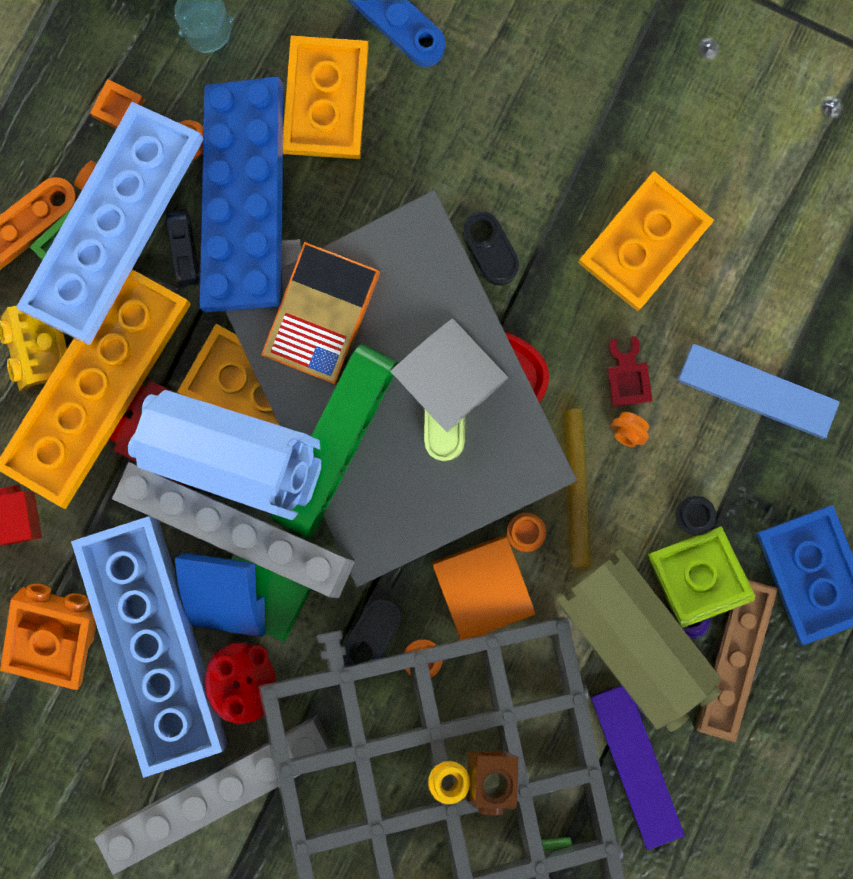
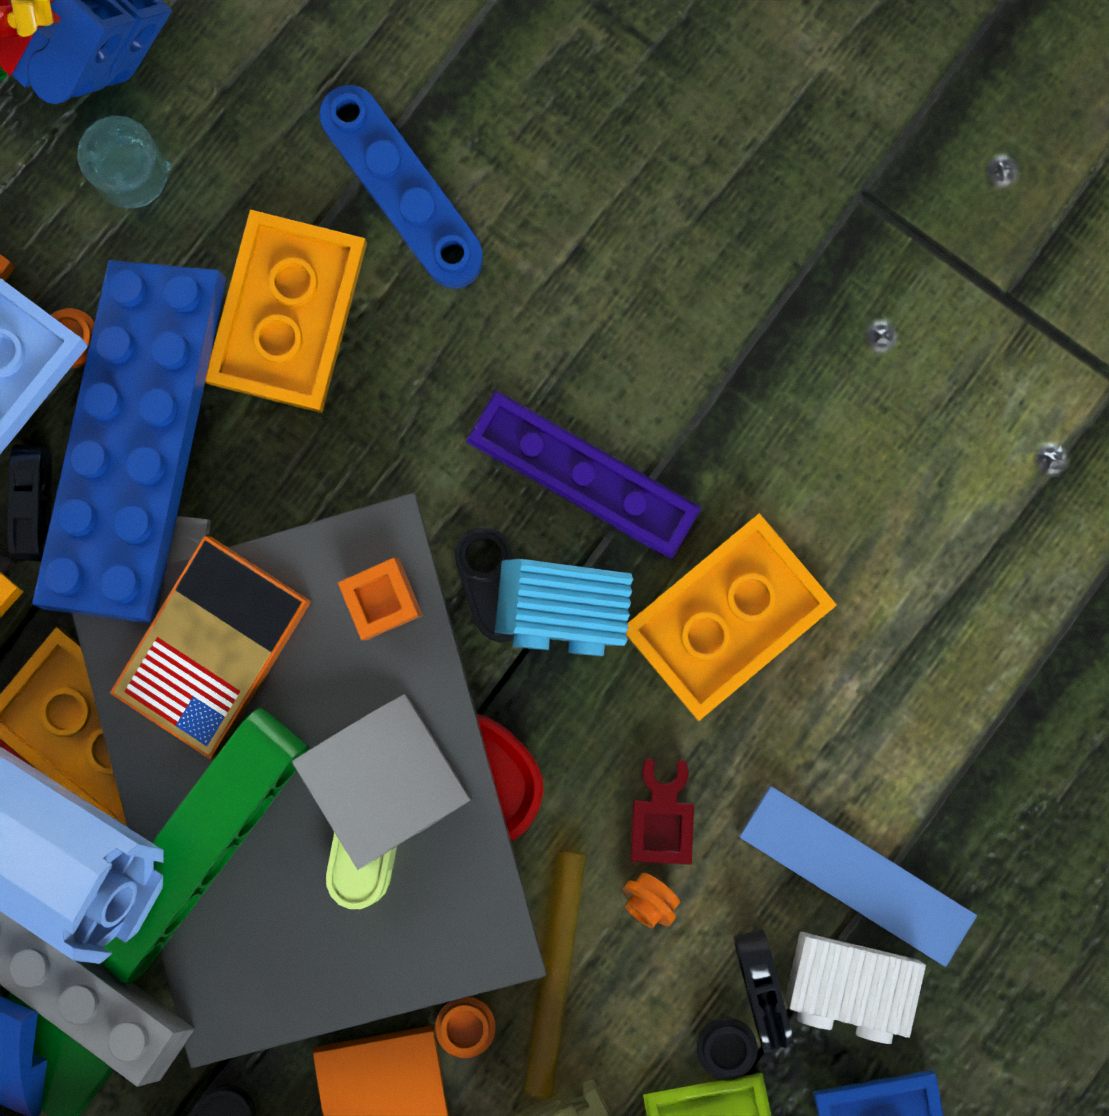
camera: 15 degrees right, 0 degrees up
(426, 259) = (380, 599): none -> orange plate
(535, 169) = (583, 475): none -> dark purple tile
(540, 249) = (563, 604): none -> medium azure brick
(713, 473) = (763, 991): none -> black piece
(770, 458) = (854, 986): none -> white brick

